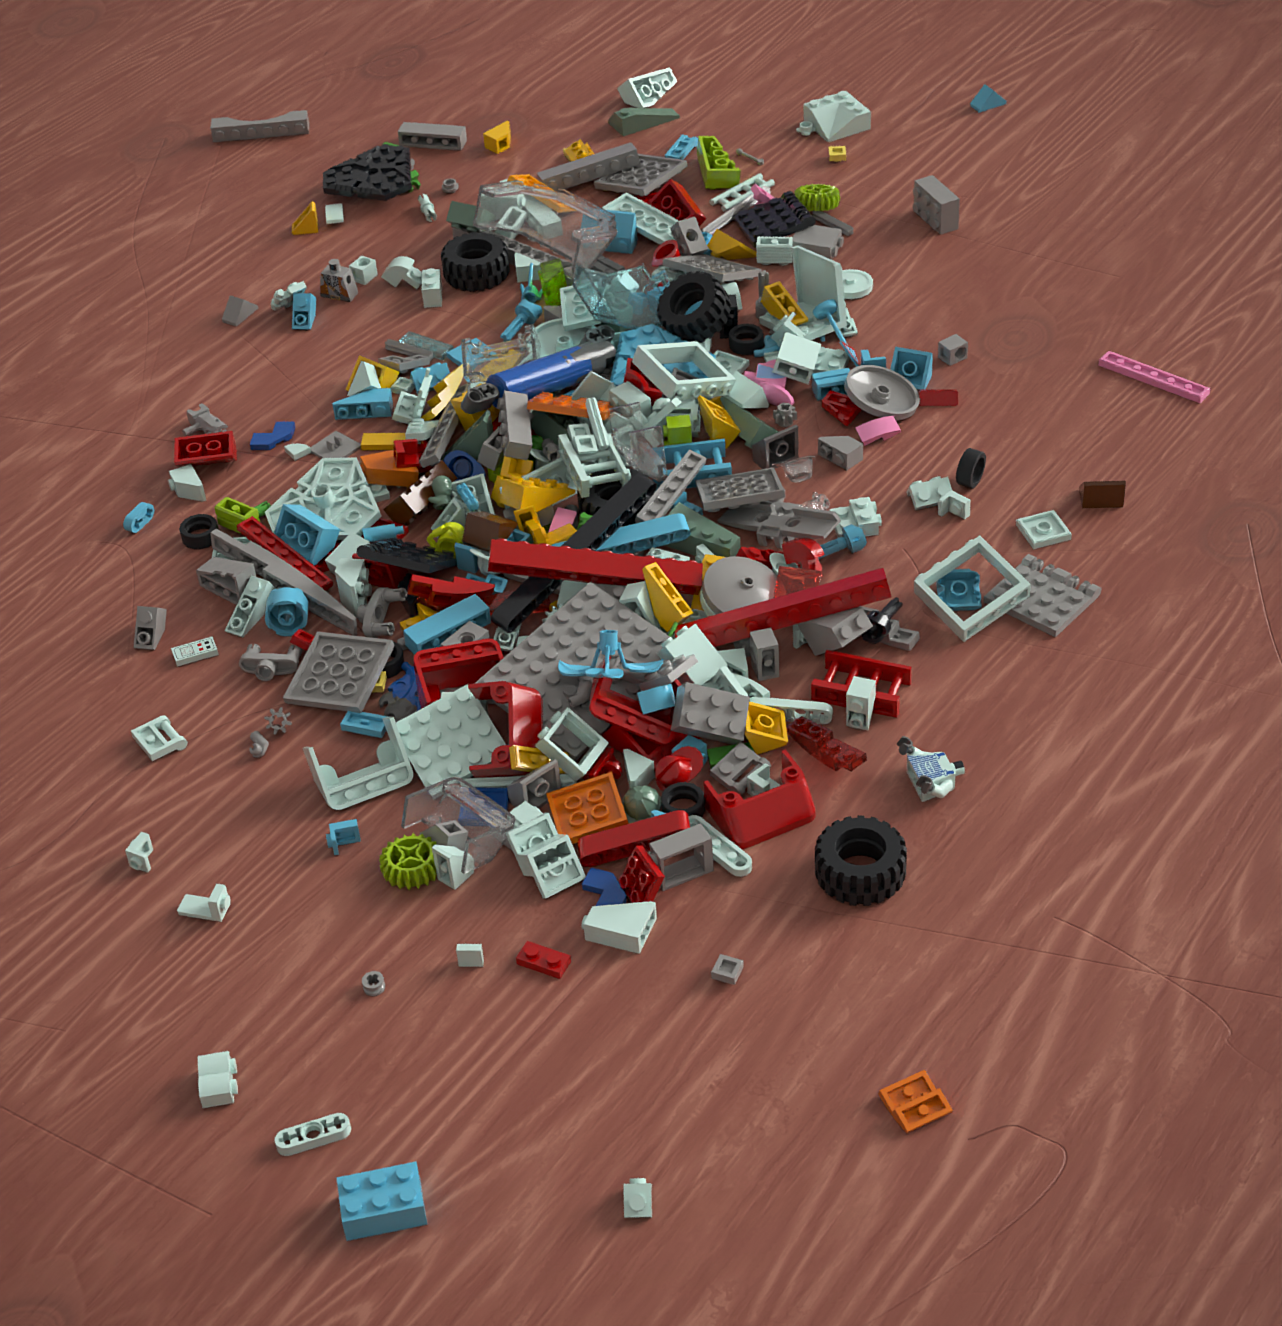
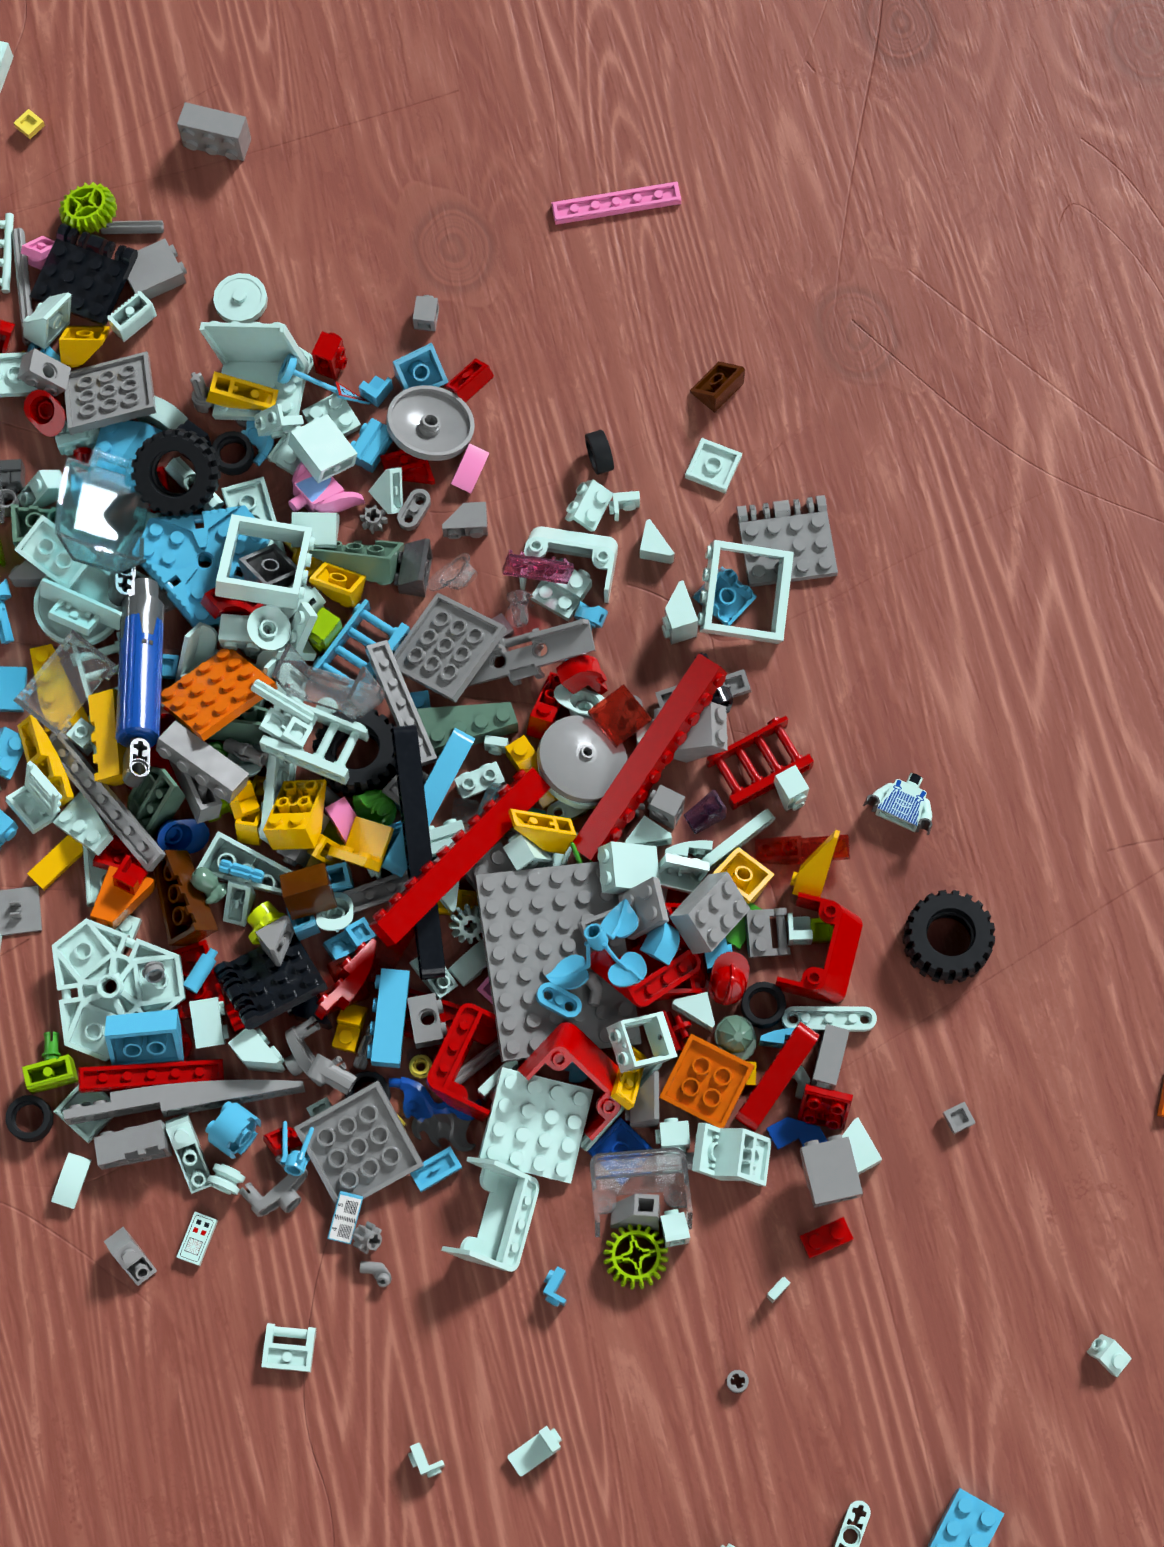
camera: 50 degrees left, 30 degrees up
(180, 569) = (71, 1180): none -> light aqua slope
(249, 631) = (226, 1179): none -> light aqua wheel
(285, 697) = (345, 1217): none -> white tile
(294, 645) = (296, 1161): none -> medium azure plant
(349, 506) = (153, 972): none -> light grey plate
(373, 621) = (327, 1072): none -> light grey piece
(440, 540) = (276, 938): none -> light grey slope
(549, 680) = (558, 999): none -> medium azure plate
(555, 334) = (77, 610): none -> light aqua bracket
(589, 902) = (830, 1171): none -> light grey brick
(644, 392) = (274, 621): none -> light aqua dish
(726, 219) = (48, 320): none -> light aqua slope
(790, 682) = (706, 812): none -> clear purple slope
(813, 404) = (389, 490): none -> light aqua slope
(816, 427) = (413, 510): none -> light grey plate
(819, 752) = (815, 868): none -> yellow slope
(845, 480) = (537, 568): none -> clear pink plate
(863, 327) = (329, 355): none -> red brick
(902, 516) = (600, 548): none -> light aqua windscreen
(905, 569) = (680, 617): none -> light aqua slope
(944, 535) = (654, 545): none -> light aqua slope

